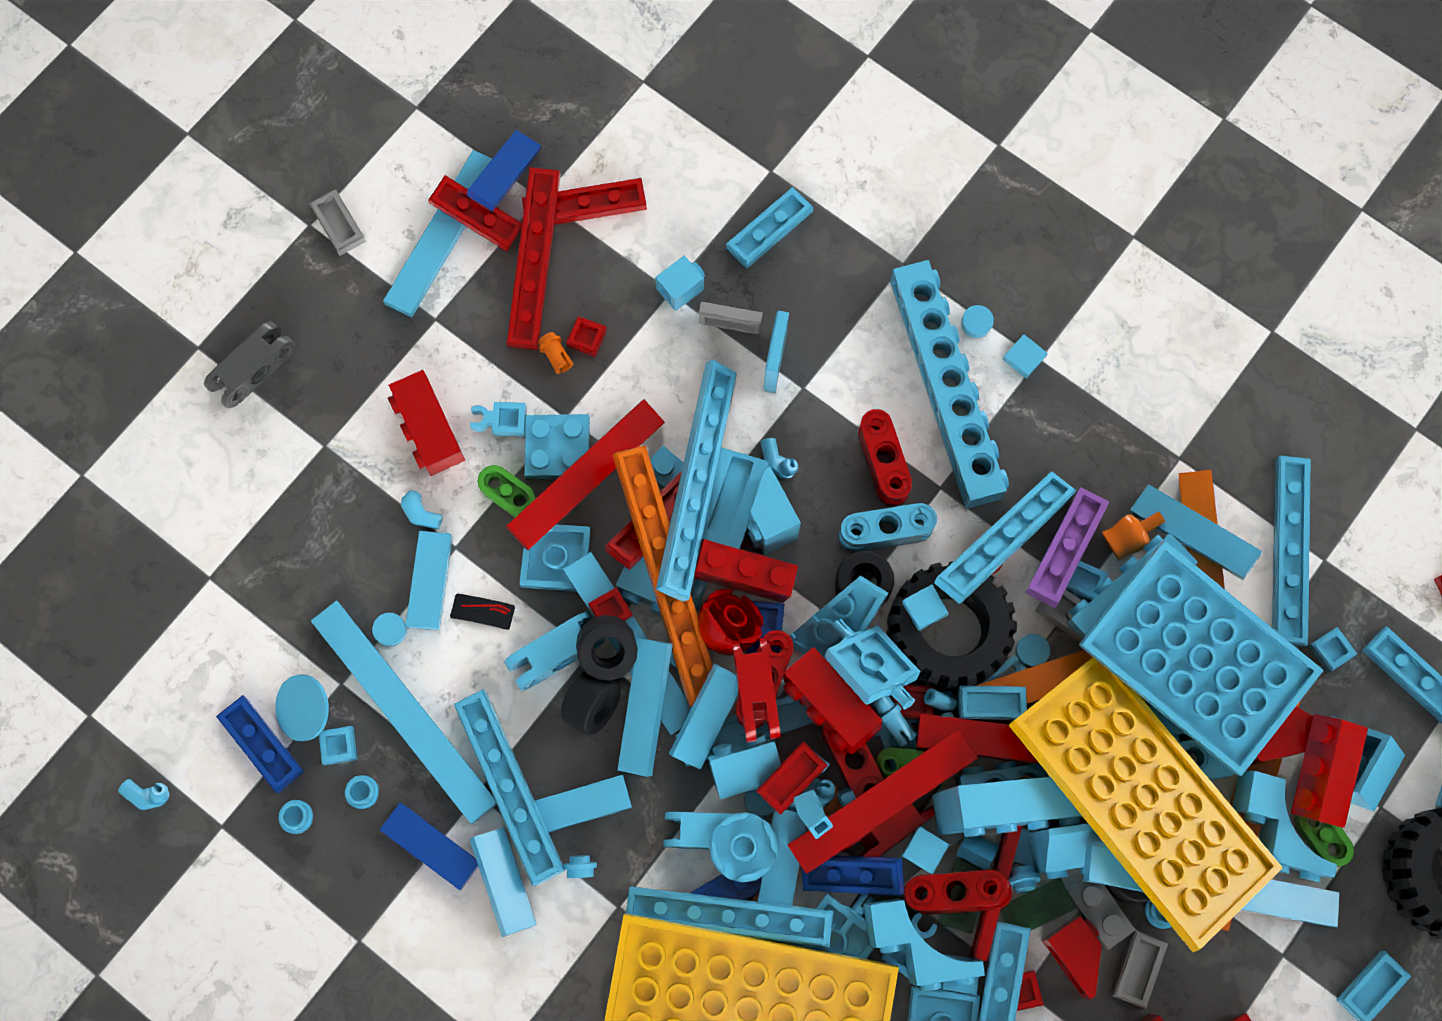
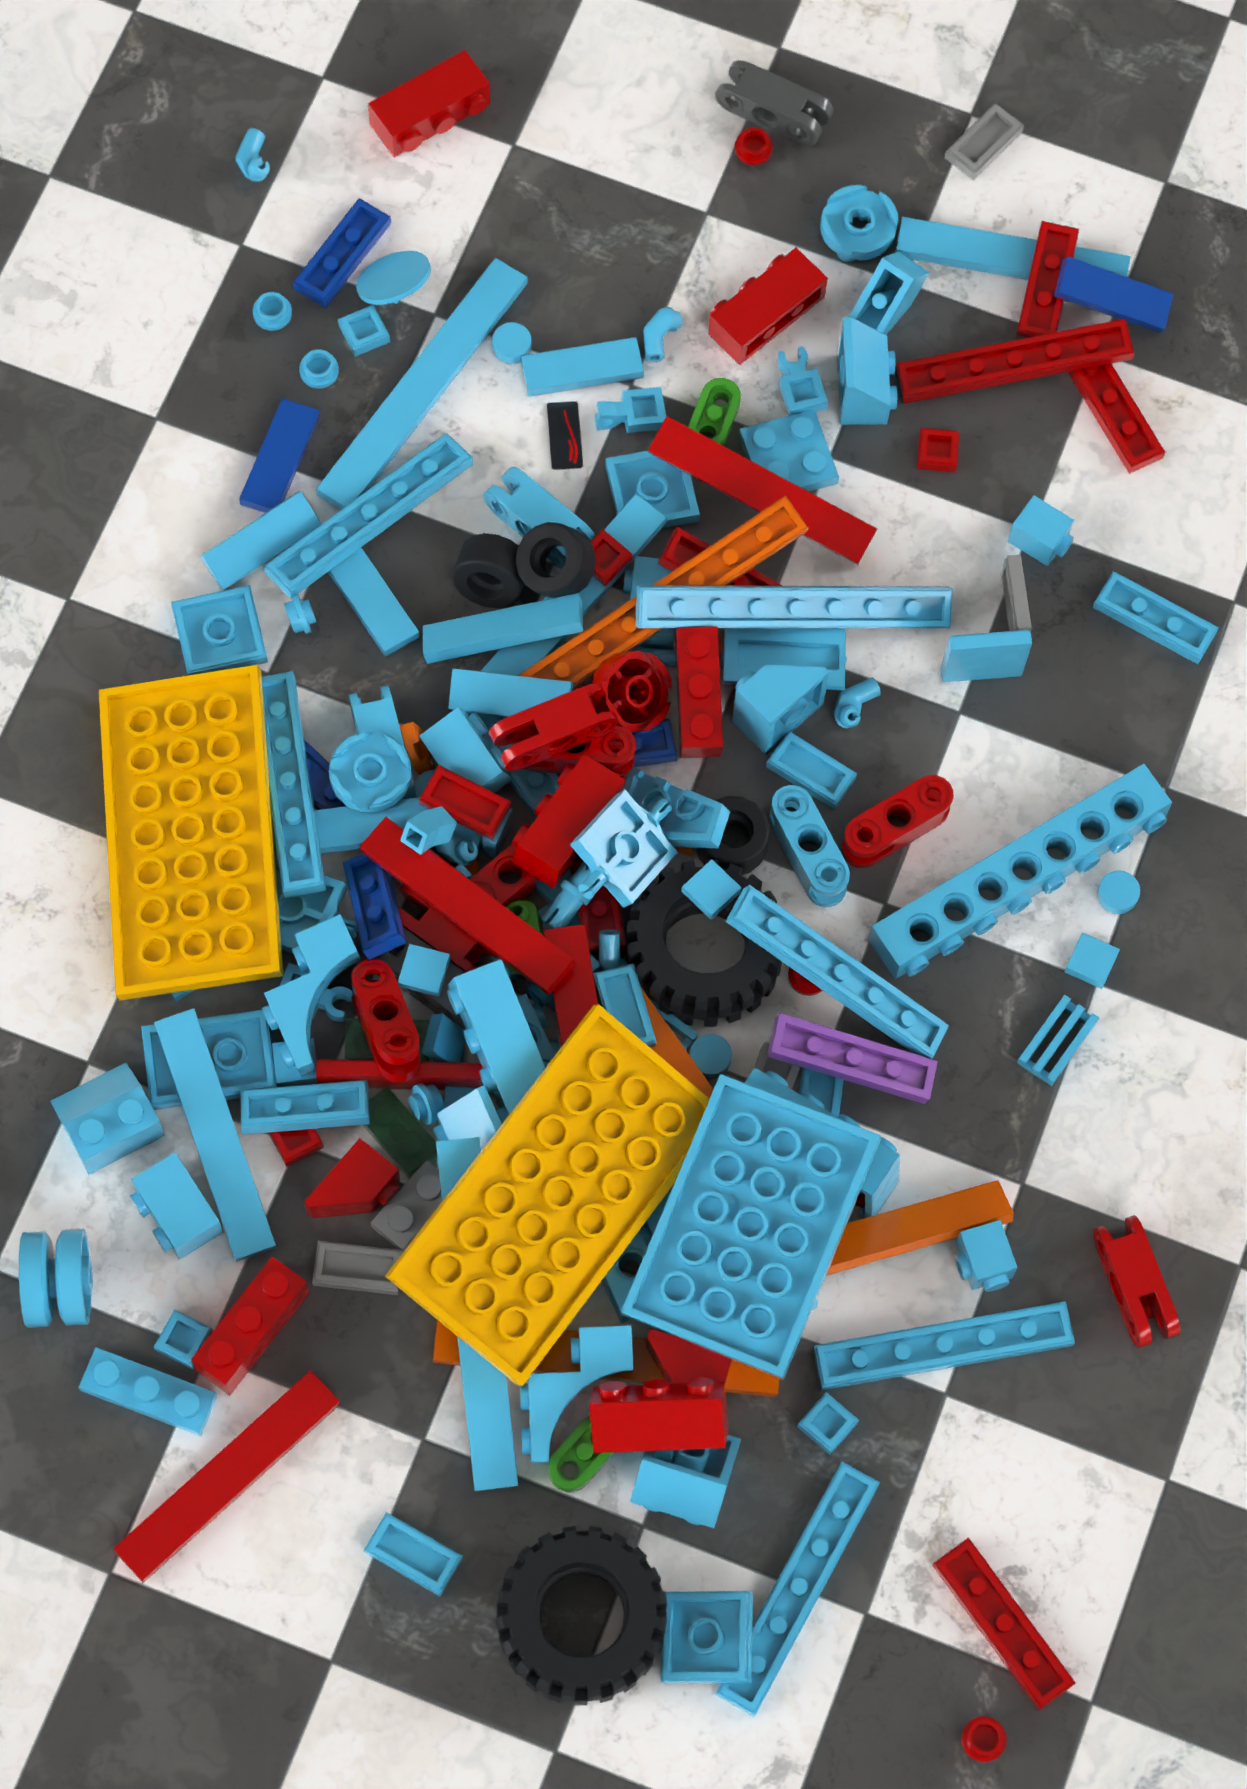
camera: 70 degrees right, 5 degrees down
(151, 634) = (429, 104): none -> red brick
(281, 392) = (753, 146): none -> red plate
(363, 323) = (857, 243): none -> medium azure plate
(449, 332) = (889, 292): none -> medium azure slope
(483, 546) = (638, 409): none -> medium azure plate
(512, 369) = (864, 375): none -> medium azure slope
(551, 346) = (910, 413): orange pin -> none
(571, 938) = (219, 631): none -> medium azure tile
(665, 466) = (802, 572): medium azure plate -> none
(725, 805) = (416, 749): none -> orange tile
(823, 507) = (811, 770): none -> medium azure tile
(1089, 392) = (1077, 1013): none -> medium azure tile
(1130, 534) = (899, 1130): orange piece -> none
(1198, 532) = (922, 1209): medium azure tile -> none
(1238, 499) = (985, 1257): none -> medium azure brick
(1277, 402) = (1136, 1282): none -> red piece

